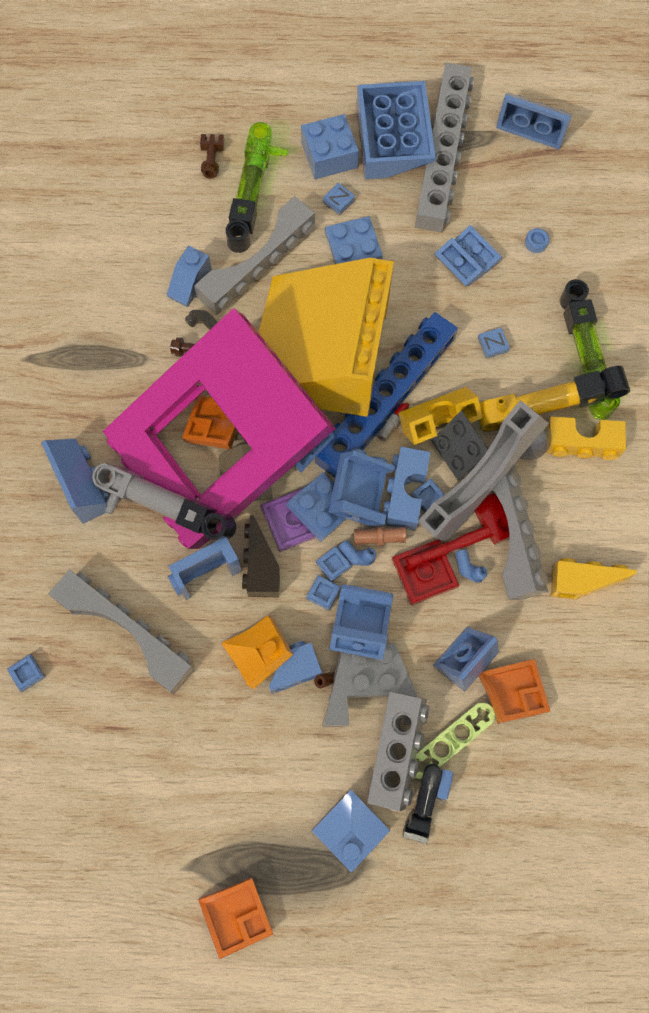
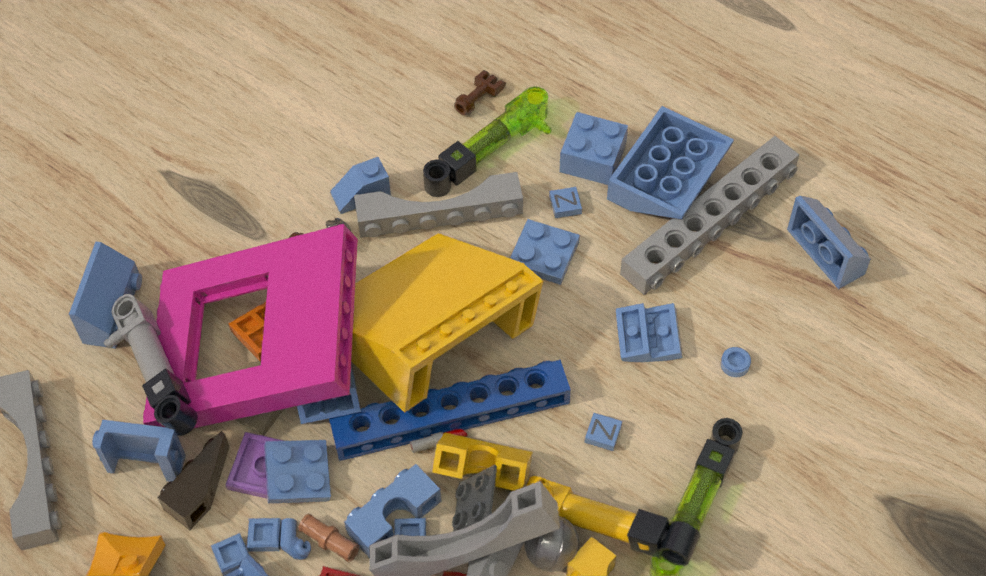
camera: 40 degrees right, 15 degrees down
(360, 487) = (343, 476): medium blue panel -> none

